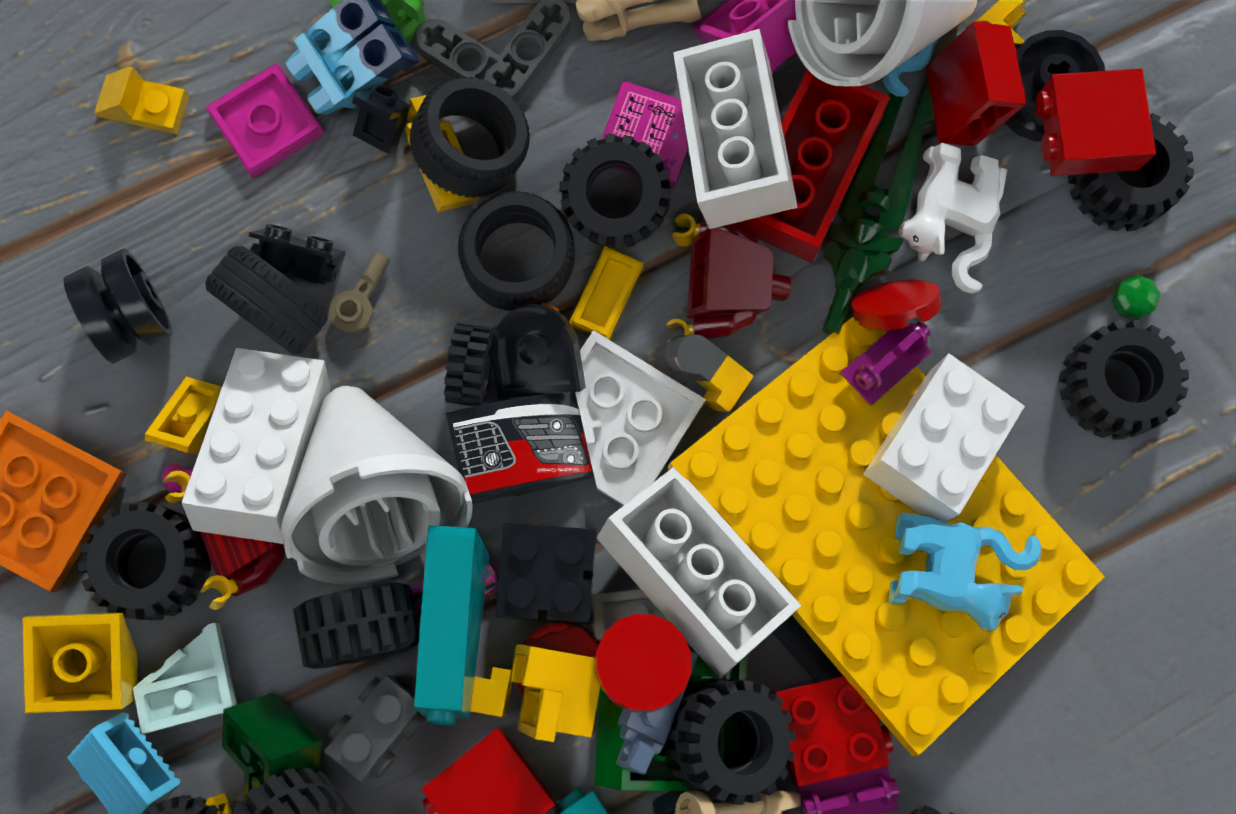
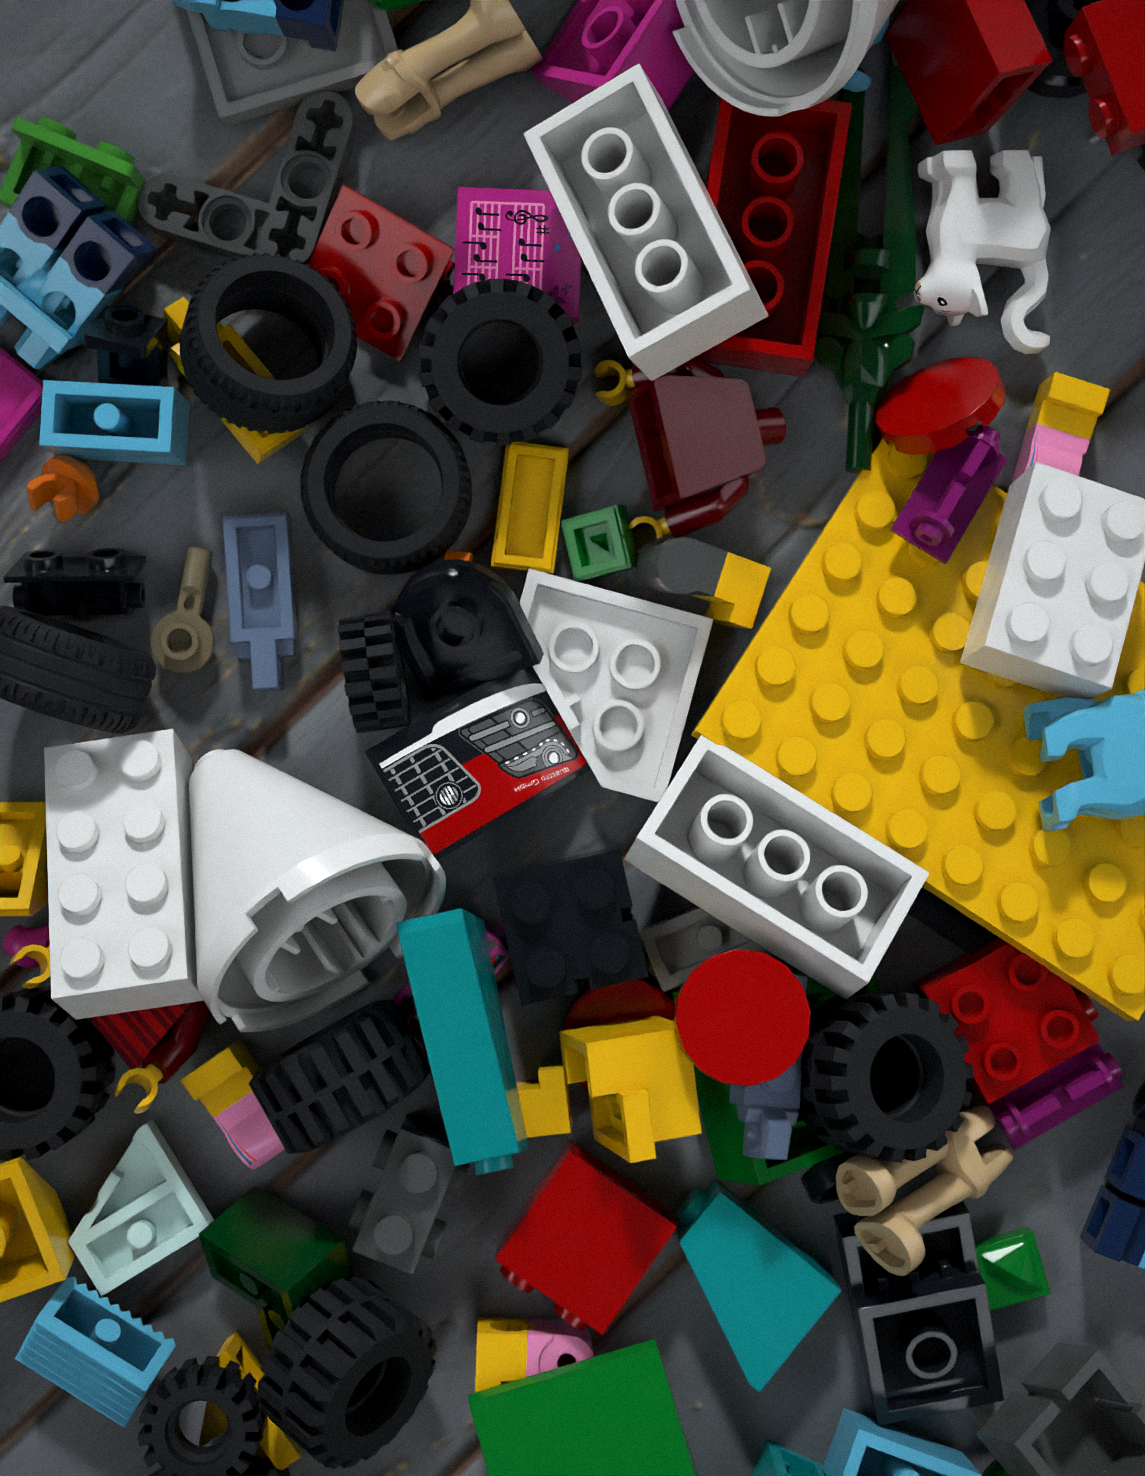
camera: 15 degrees left, 10 degrees up
(278, 628) = (225, 1093): none -> leg
(310, 188) = (67, 484): none -> orange plate
(355, 158) = (115, 422): none -> medium azure brick
(412, 296) = (261, 594): none -> sand blue hinge
(558, 116) = (381, 269): none -> red hinge
(645, 329) = (600, 543): none -> green tile
(978, 338) = (1061, 423): none -> leg

